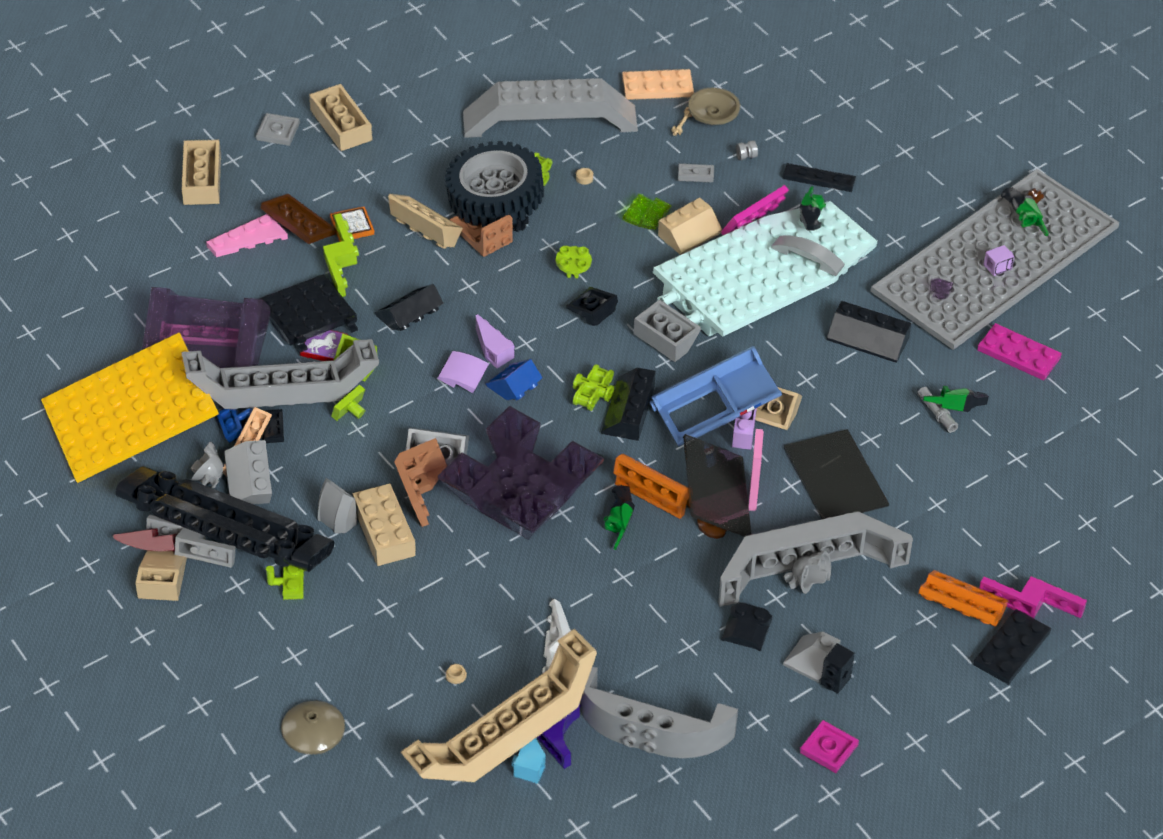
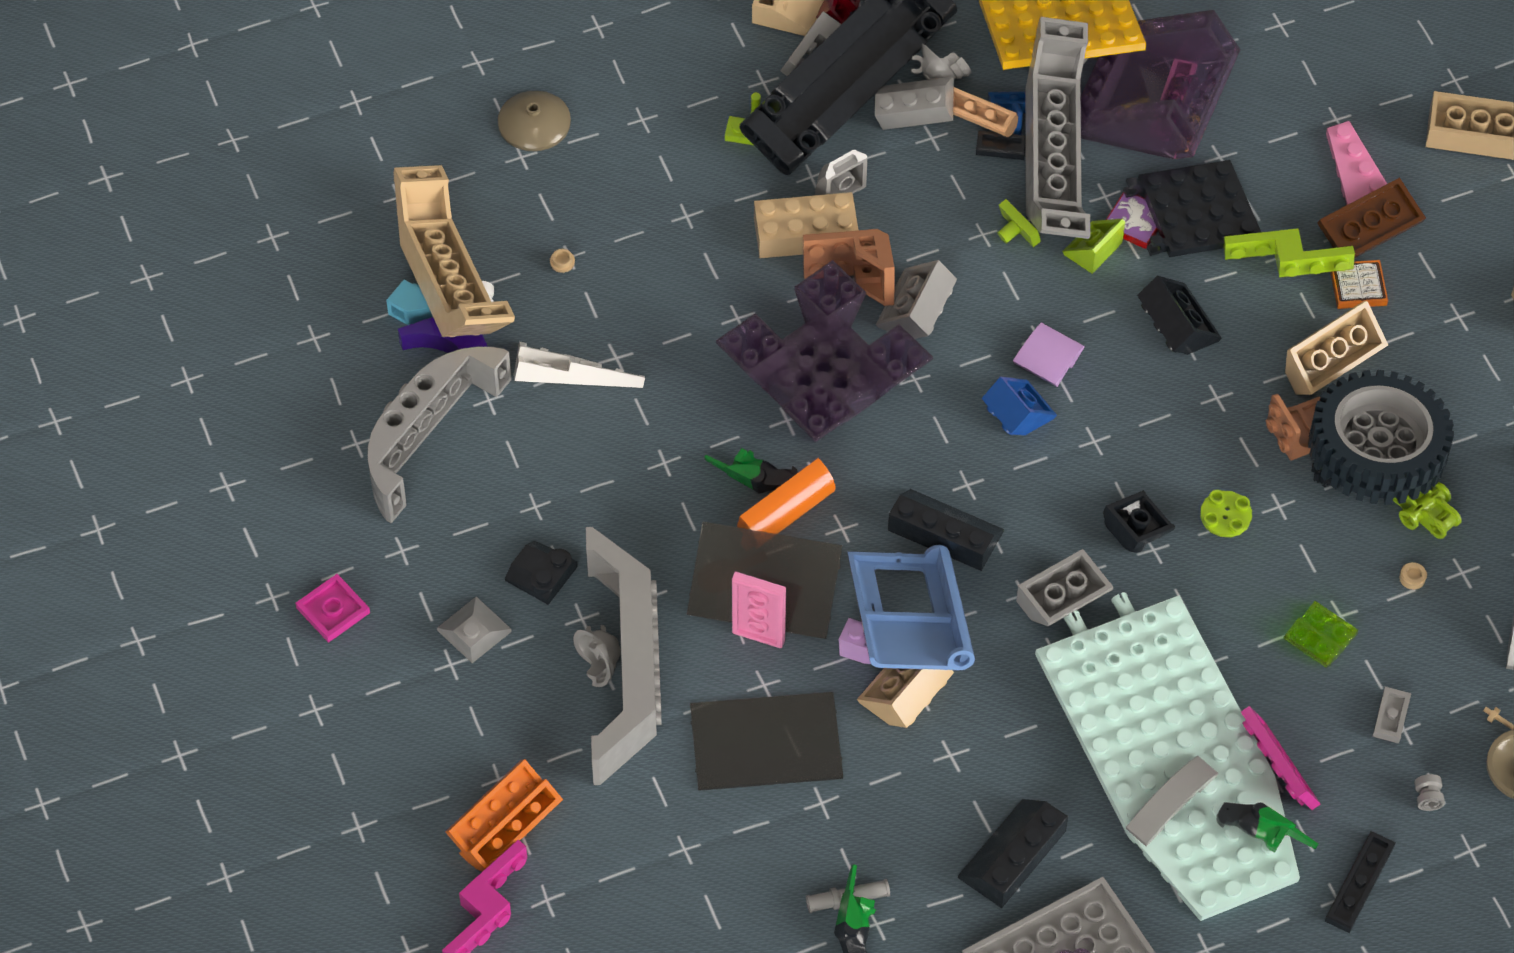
camera: 105 degrees right, 10 degrees up
(494, 345) = (1090, 394): lavender slope -> none
(593, 387) = (986, 492): lime axle -> none
(689, 226) = (1274, 676): tan slope -> none
(837, 668) = (432, 635): black brick -> none
(1012, 646) = (419, 860): black plate -> none

